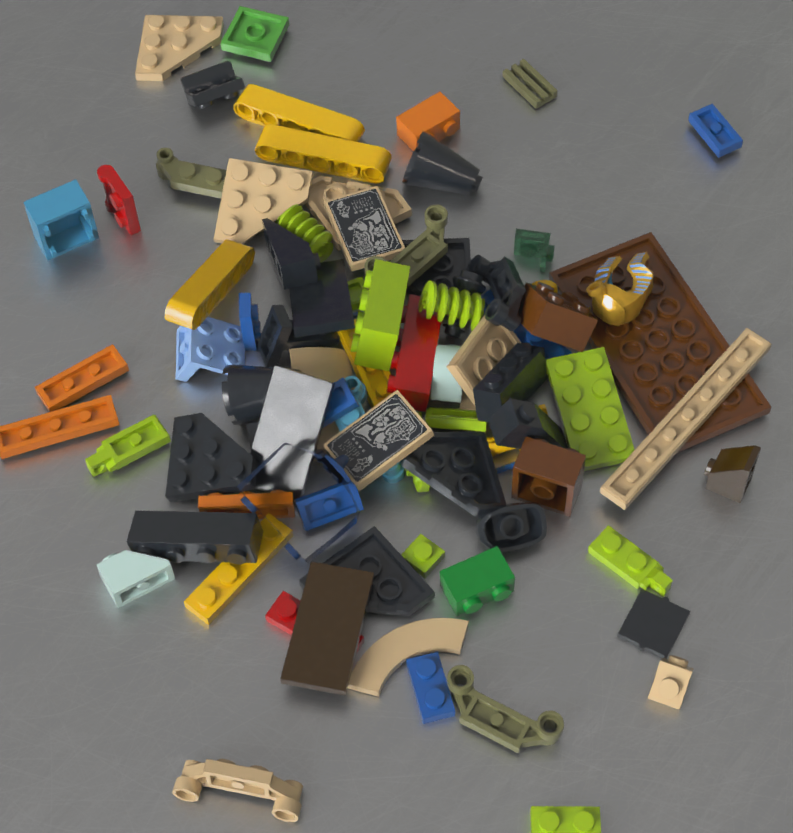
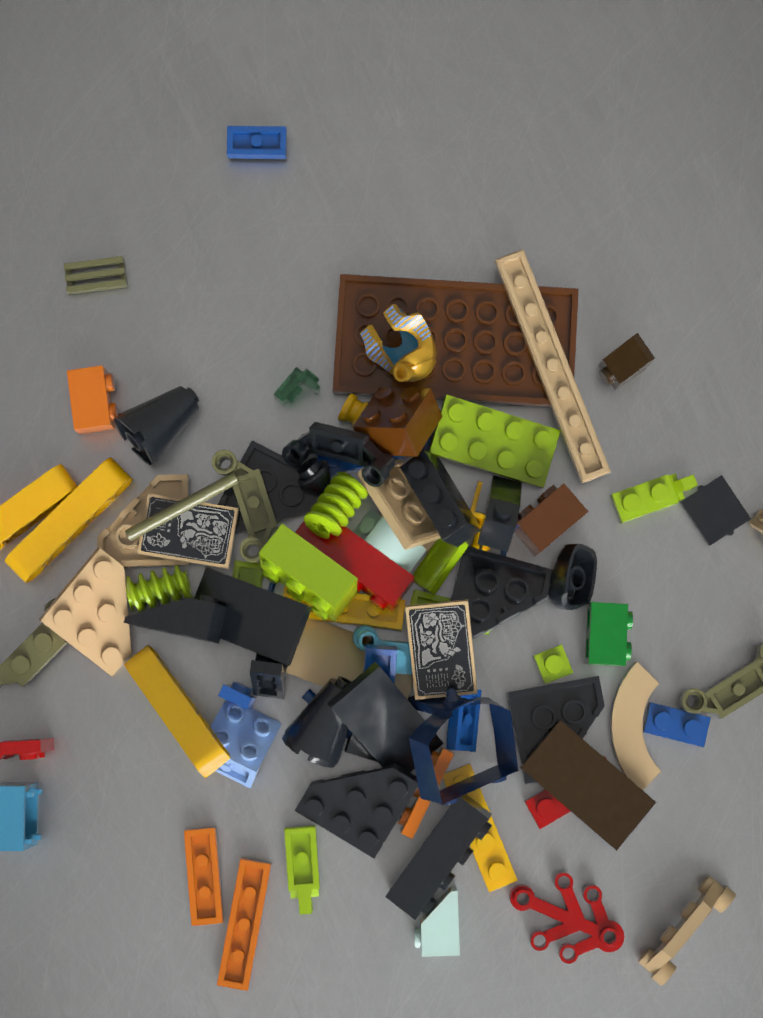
camera: 65 degrees left, 25 degrees up
(195, 684) = (571, 920): none -> red plant
(382, 208) = (182, 506): none -> olive bar

